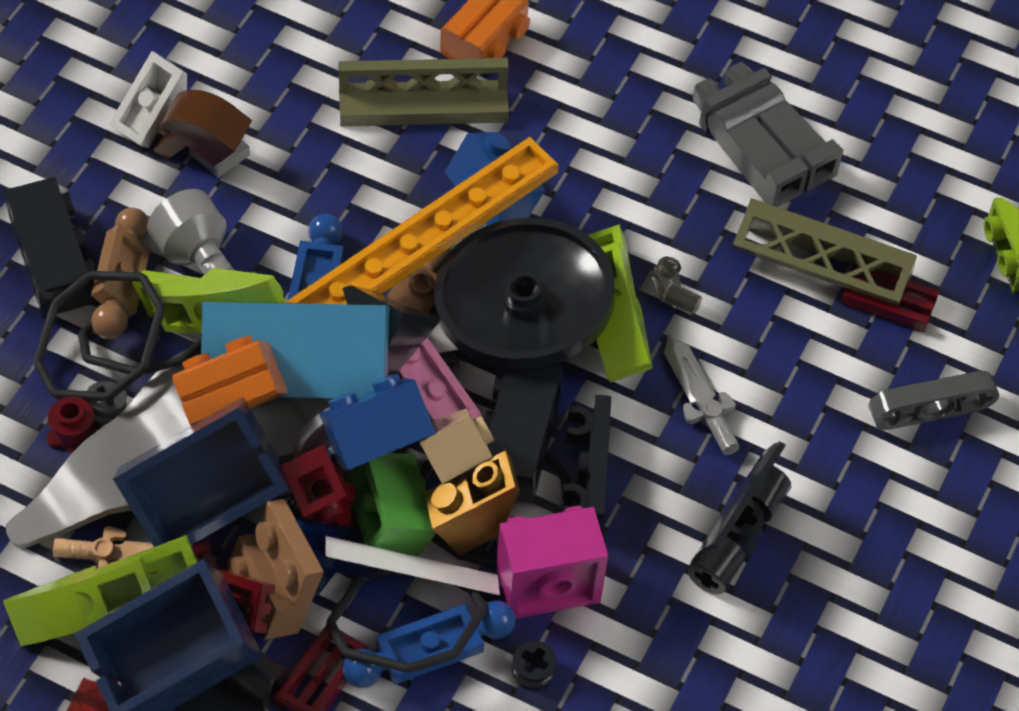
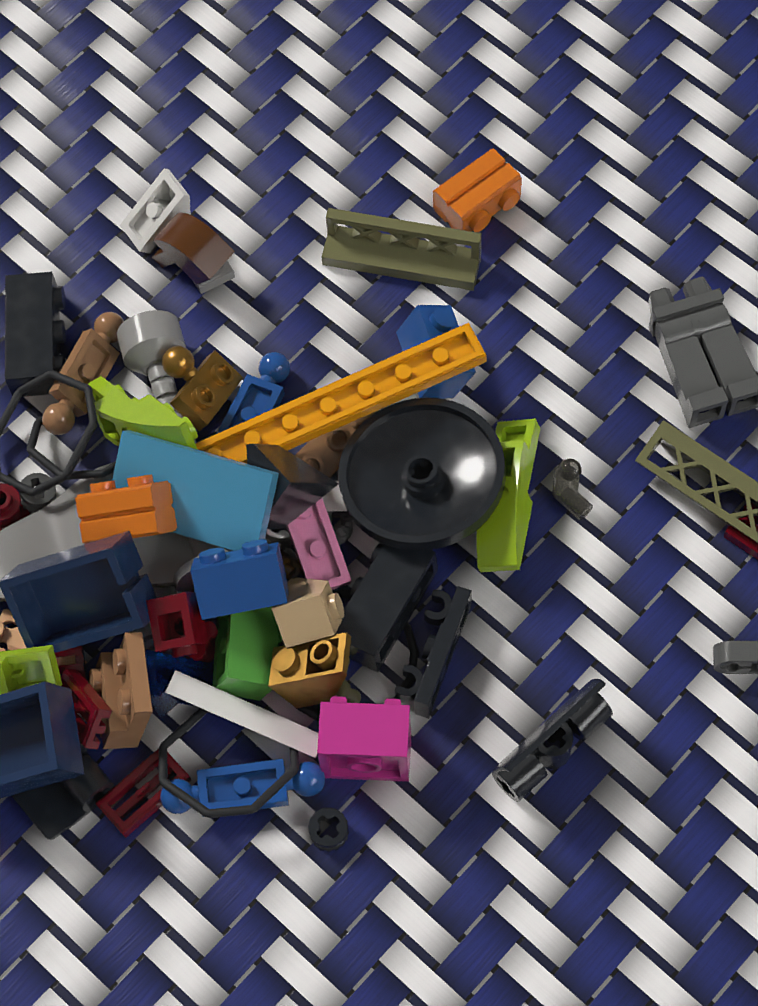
camera: 25 degrees right, 10 degrees up
(261, 253) = (204, 388): none -> pearl gold plate
(701, 394) = (562, 599): light grey sword -> none

